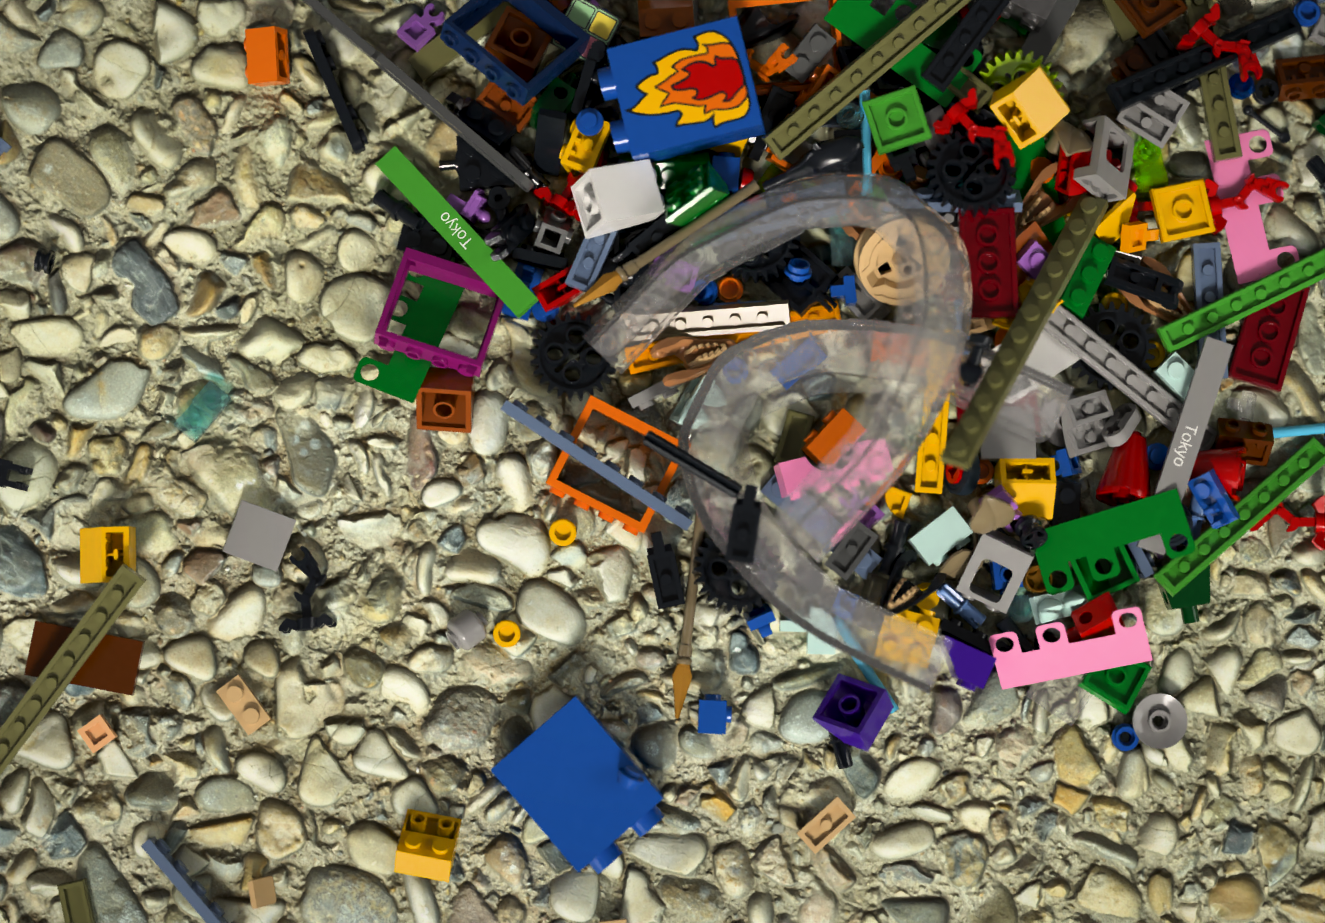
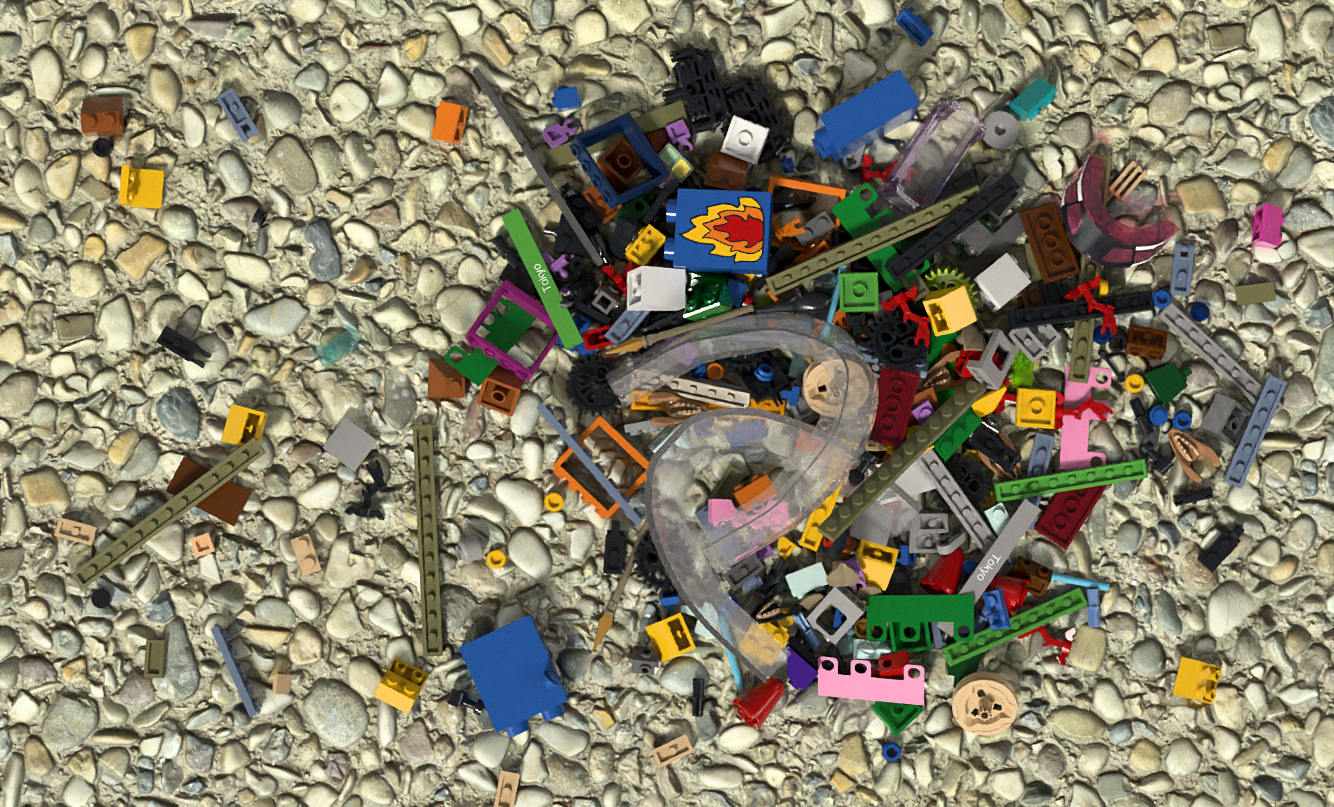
camera: 15 degrees right, 0 degrees up
(345, 112) = (491, 175): black piece -> none
(365, 410) = (445, 380): none -> dark orange slope
(405, 636) = (427, 540): none -> olive plate
(513, 839) = (459, 698): none -> black leg
(589, 122) = (652, 232): blue plate -> none
(692, 464) = (653, 483): black axle -> none
(713, 714) = (618, 654): blue brick -> none
(744, 527) = (675, 535): black hinge -> none
(751, 712) = (644, 660): none -> dark grey brick
(777, 670) = (670, 637): none -> yellow slope
(854, 711) = (713, 680): dark purple slope -> none
(925, 723) = (759, 701): none -> red cone
(1030, 532) = (867, 595): black wheel -> none
(1084, 53) = (1001, 282): none -> white slope
(1135, 235) = (997, 416): light orange plate -> none
(1173, 721) = (927, 749): light grey dish -> none
(1225, 22) = (1102, 289): none -> yellow tile
(1226, 619) = (992, 689): none -> tan wheel
(1304, 138) = (1134, 383): none -> yellow tile

